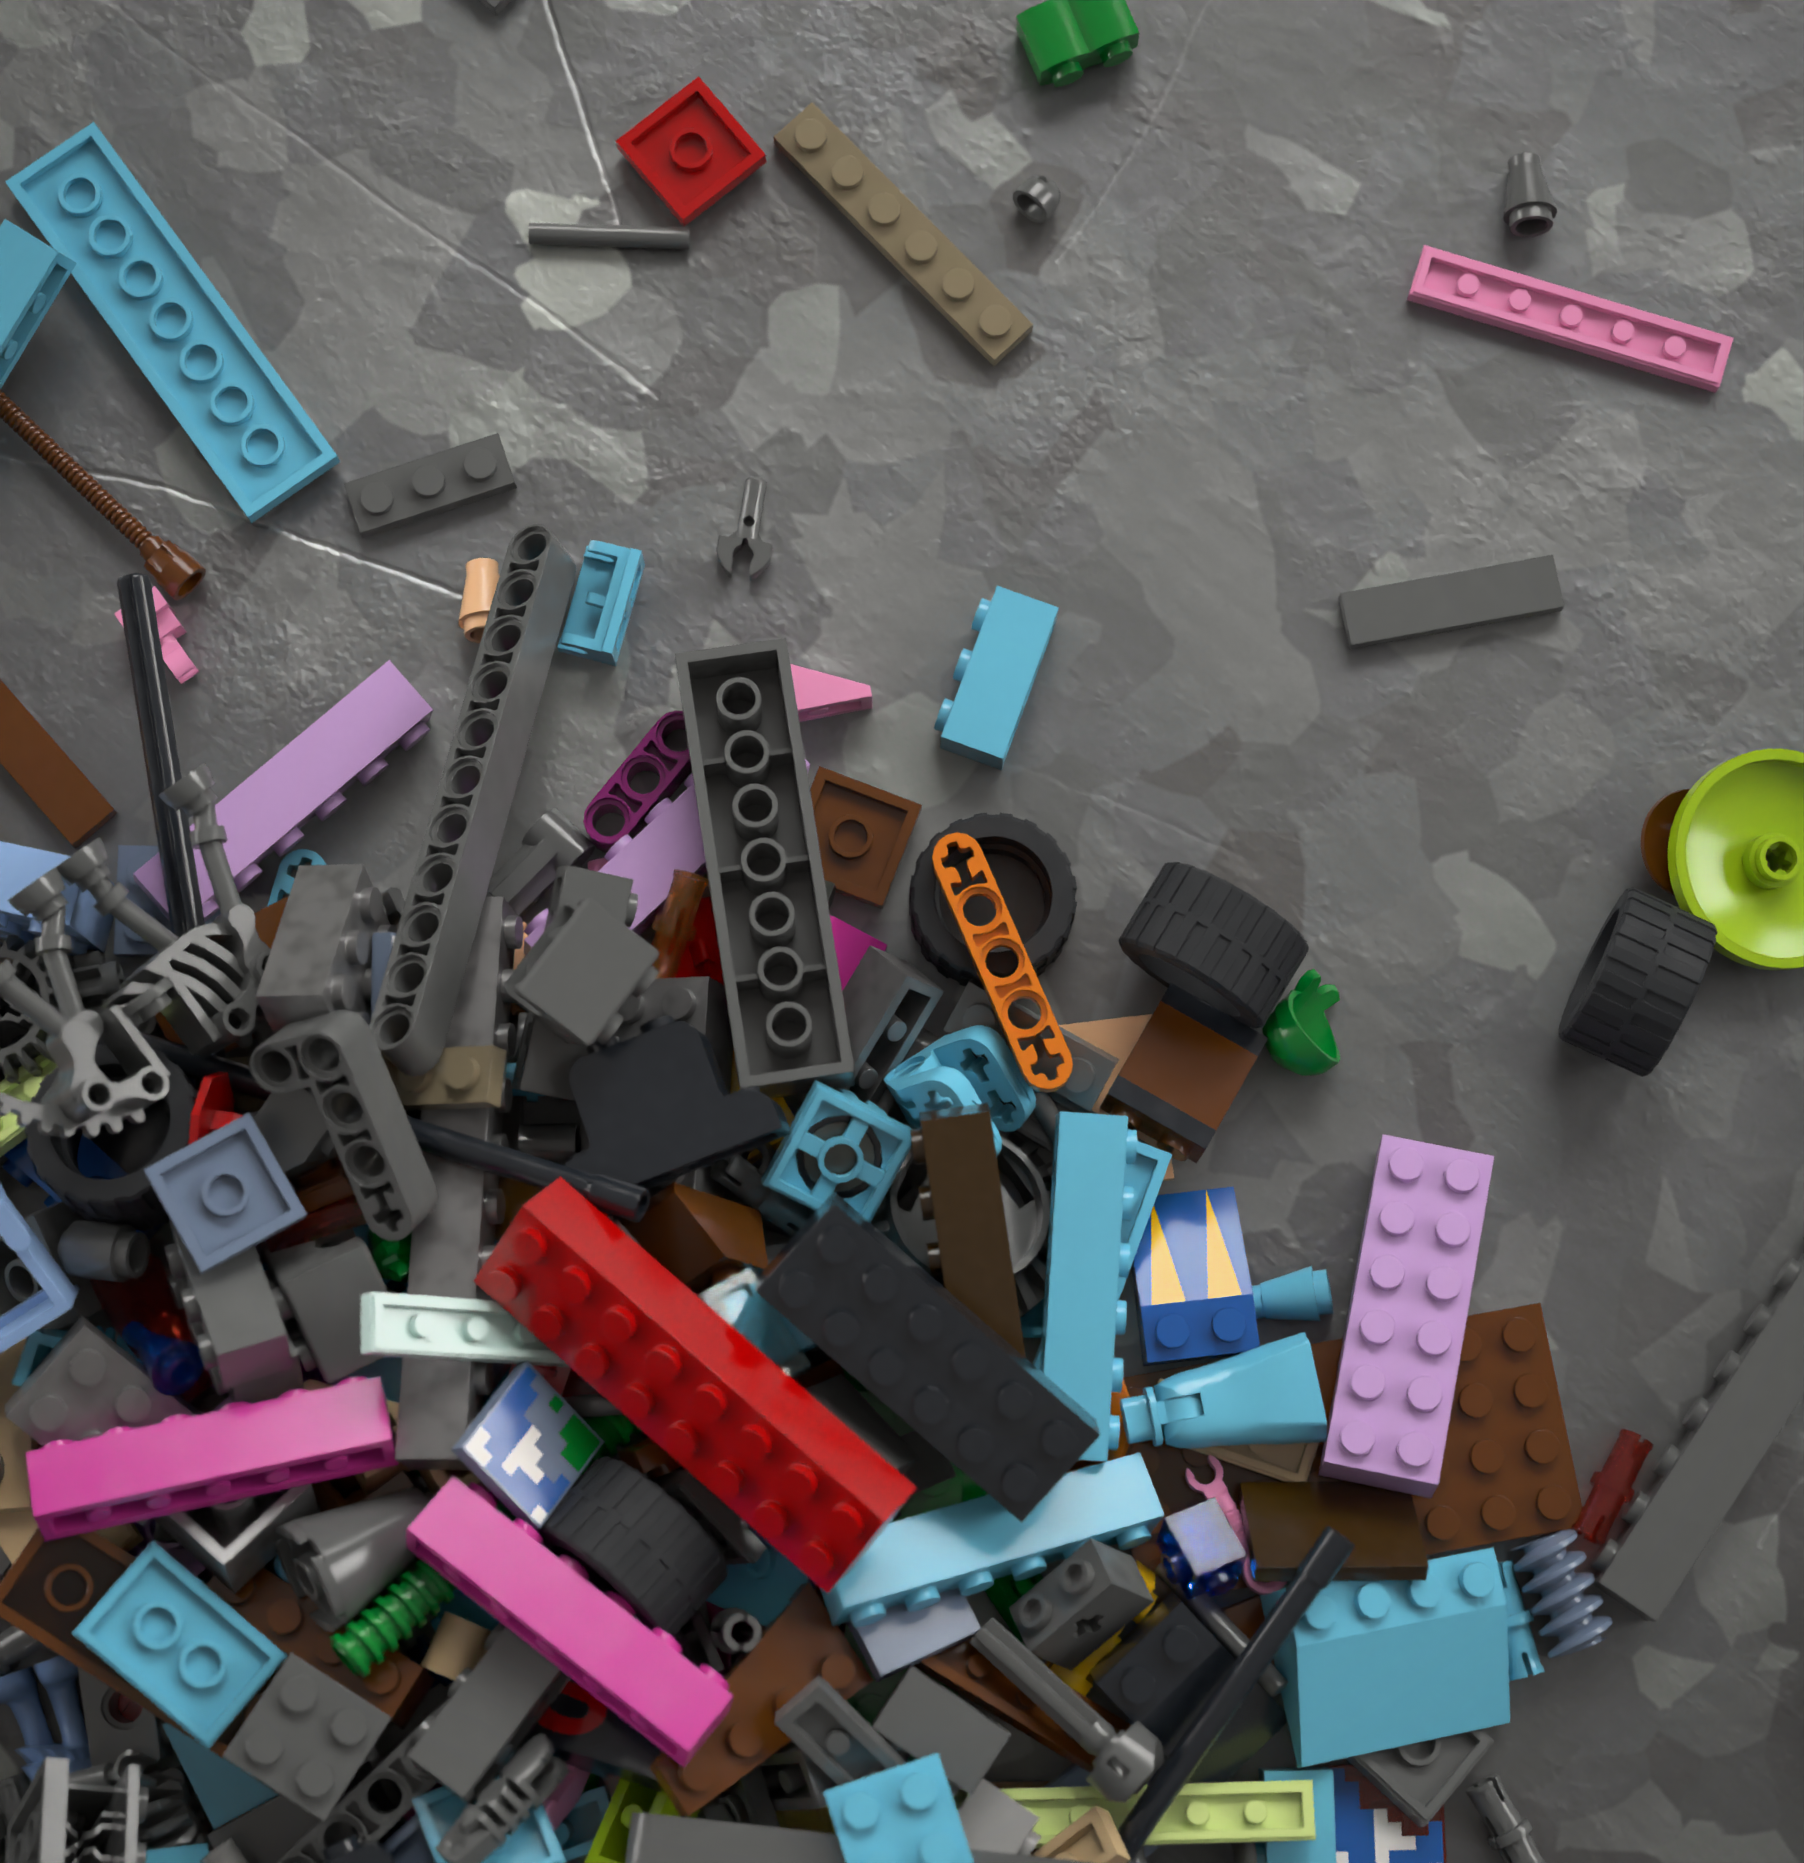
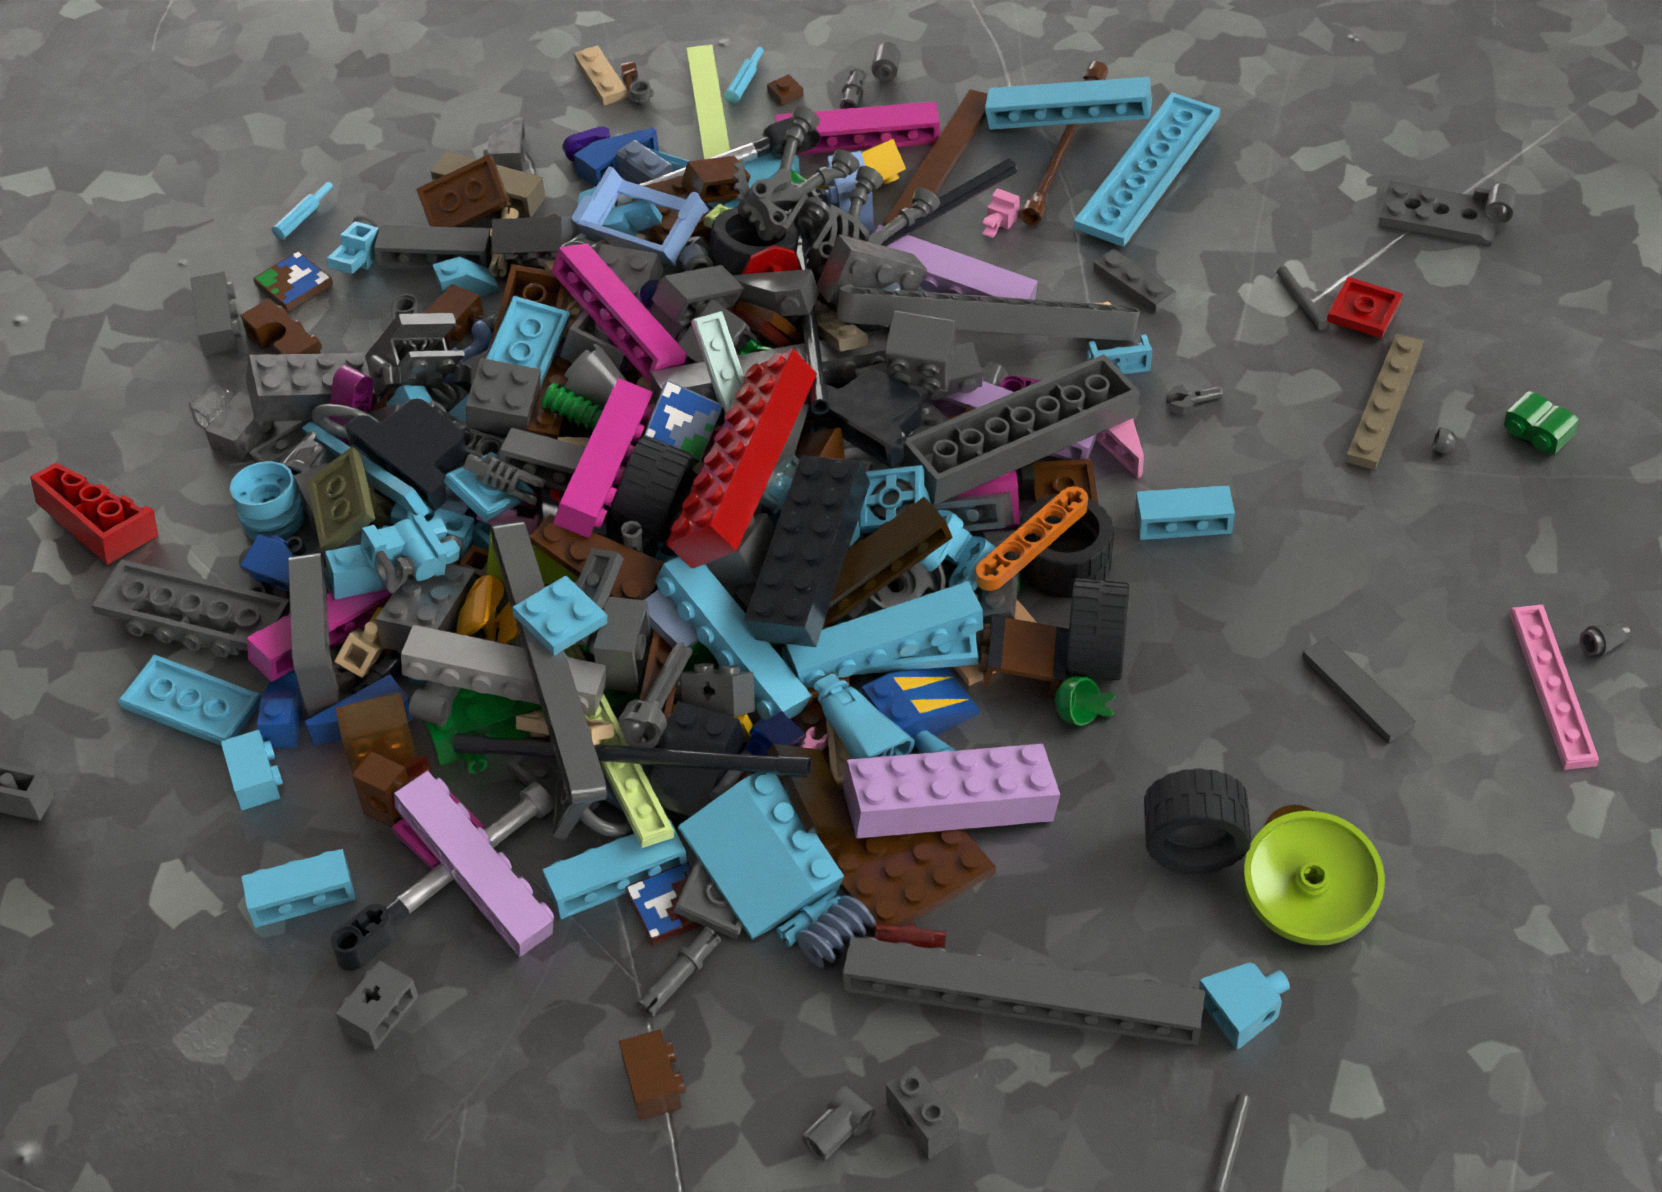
camera: 70 degrees right, 30 degrees down
(225, 1193) = (742, 266): sand blue plate -> none
(361, 1111) = (803, 295): dark grey beam -> none

